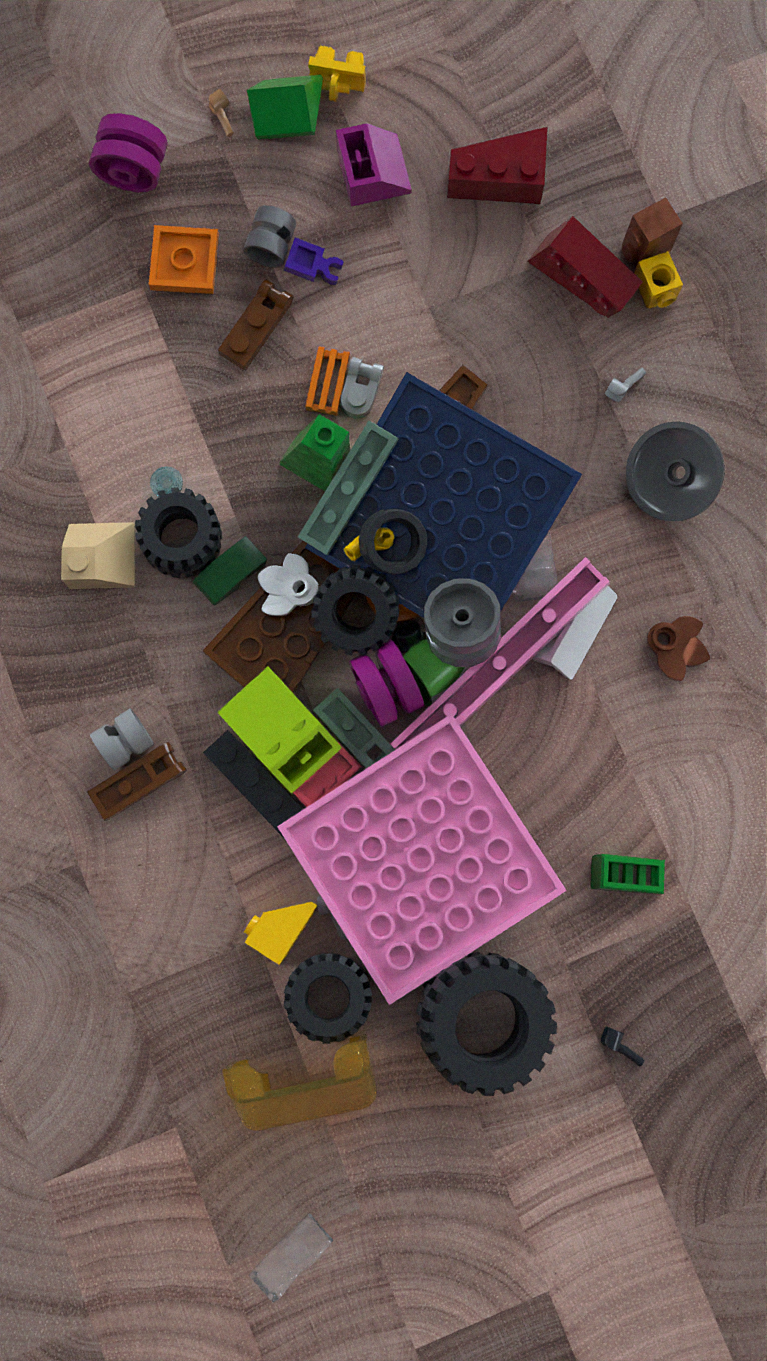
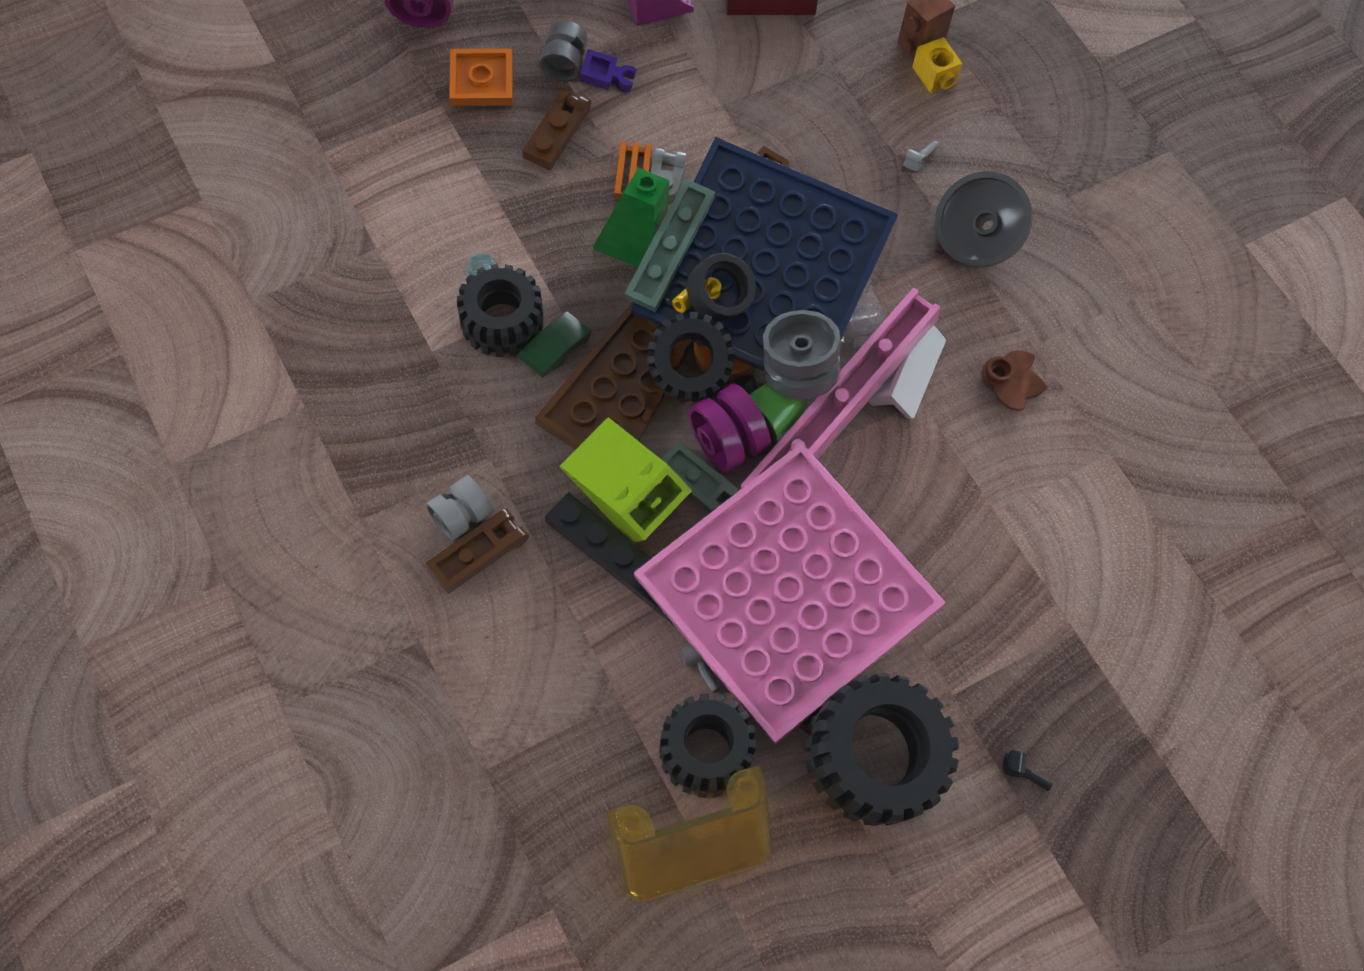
camera: 10 degrees left, 15 degrees down
(99, 556) = (420, 343): tan slope -> none
(278, 930) = (645, 683): yellow slope -> none
(283, 586) = (615, 349): white plate -> none
(327, 778) = (680, 520): coral plate -> none
(585, 268) = (868, 57): dark red wedge -> none
(608, 880) = (979, 600): green slope -> none

